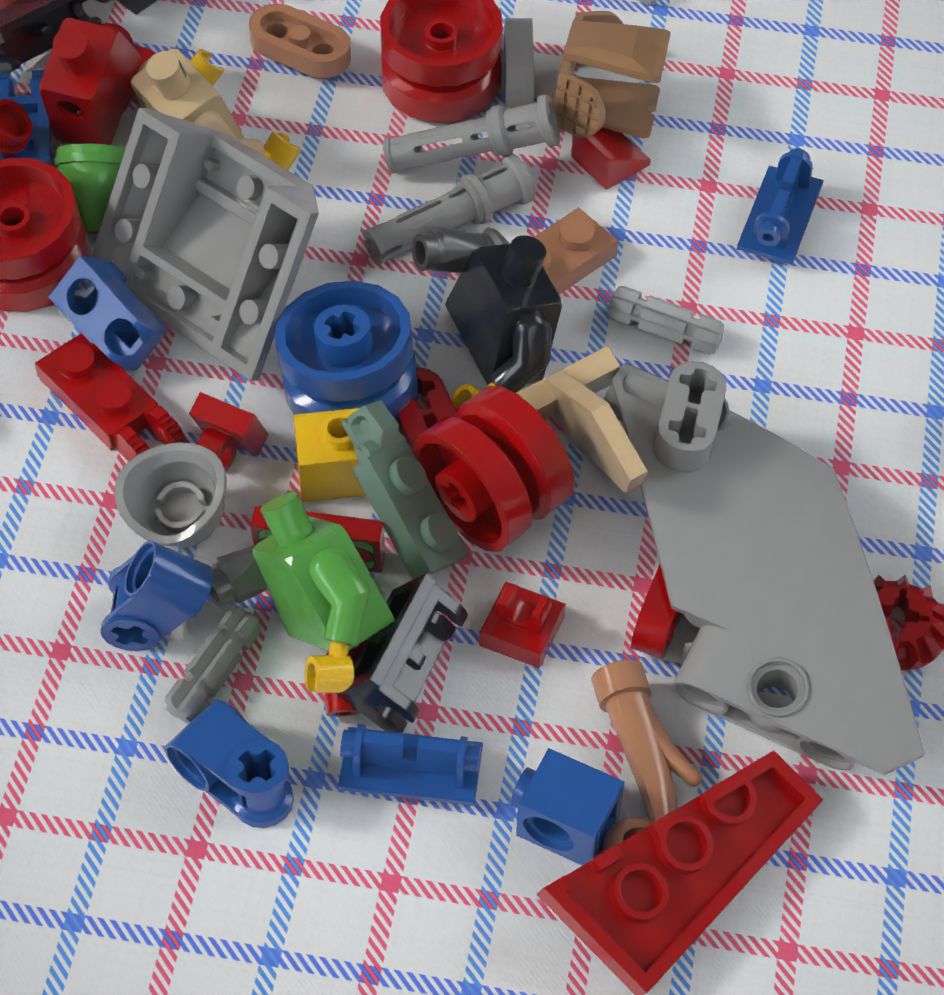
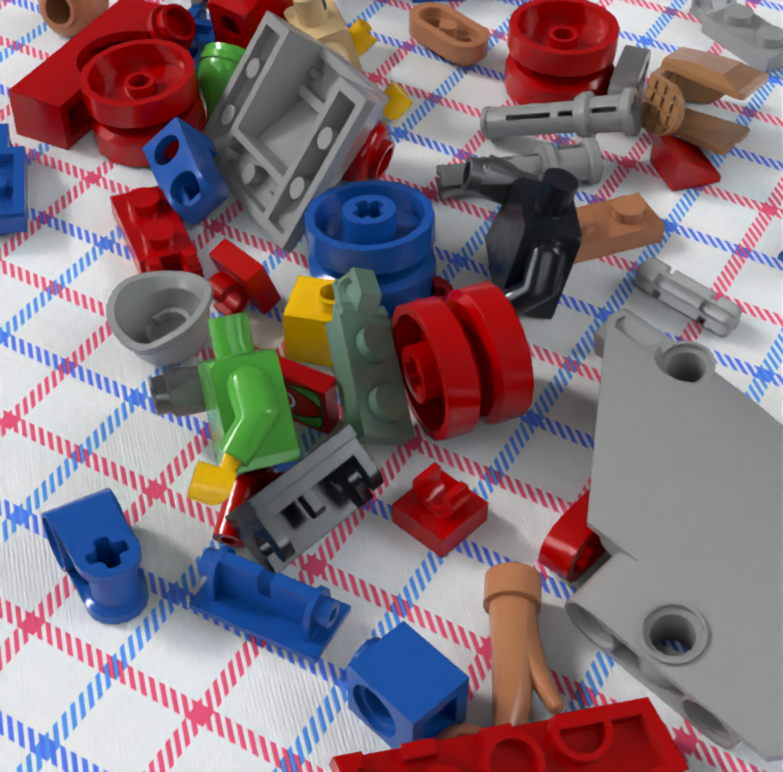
camera: 20 degrees right, 10 degrees down
(154, 596) = (97, 386): blue piece -> none
(212, 664) = (133, 461): light grey axle -> none
(588, 417) = (565, 327): tan piece -> none
(700, 418) = (661, 351): light grey beam -> none

